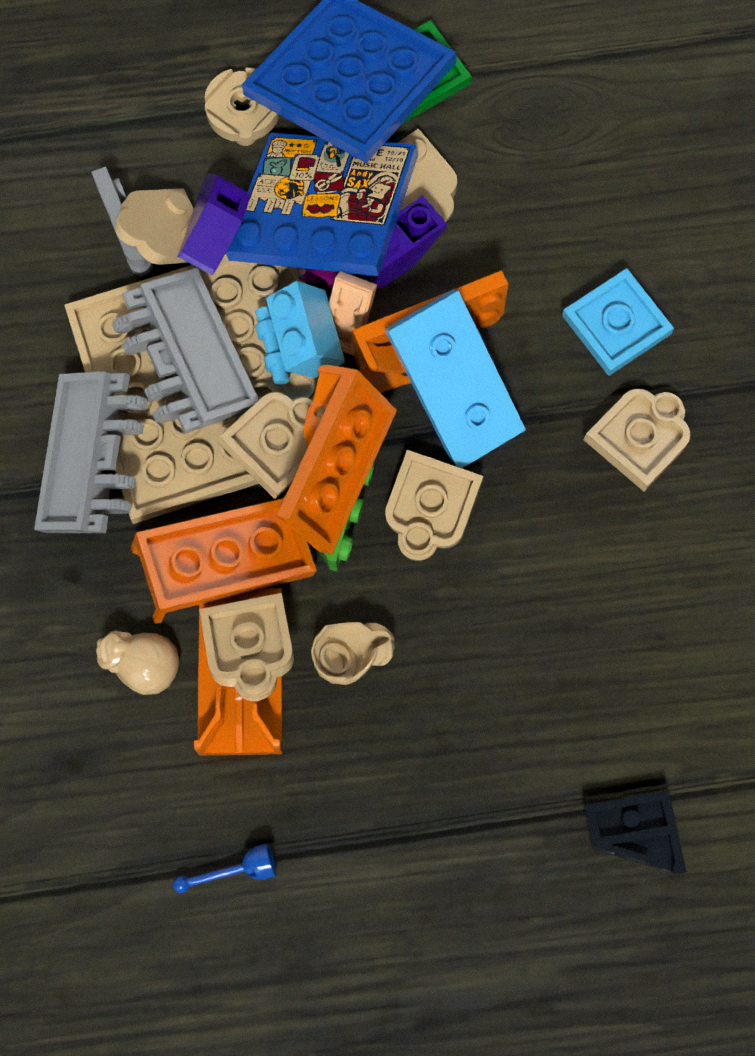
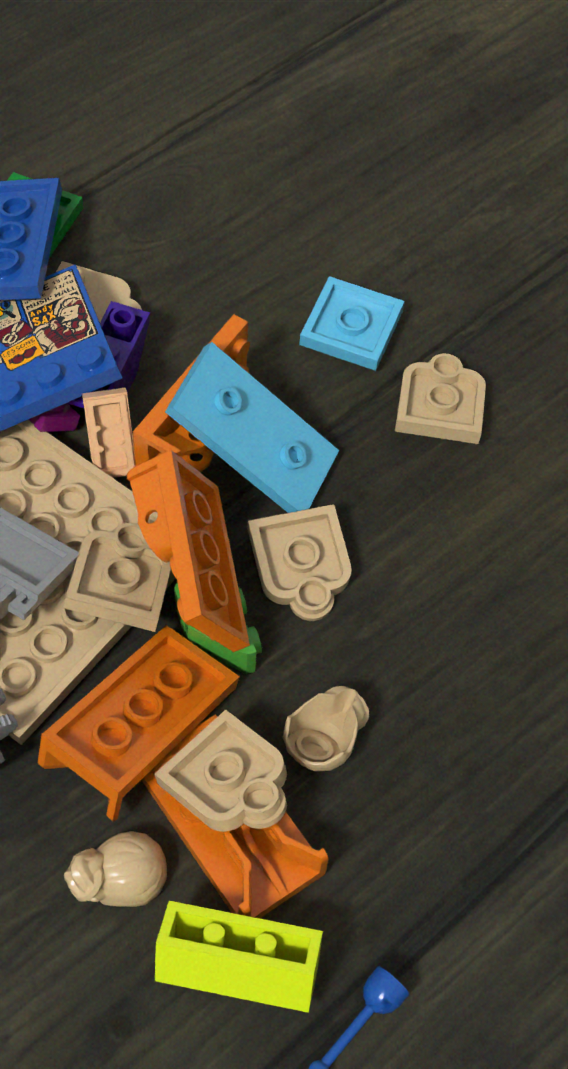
camera: 40 degrees left, 15 degrees down
(174, 774) = (237, 956): none -> neon yellow brick
(298, 332) = (82, 465): medium azure brick -> none

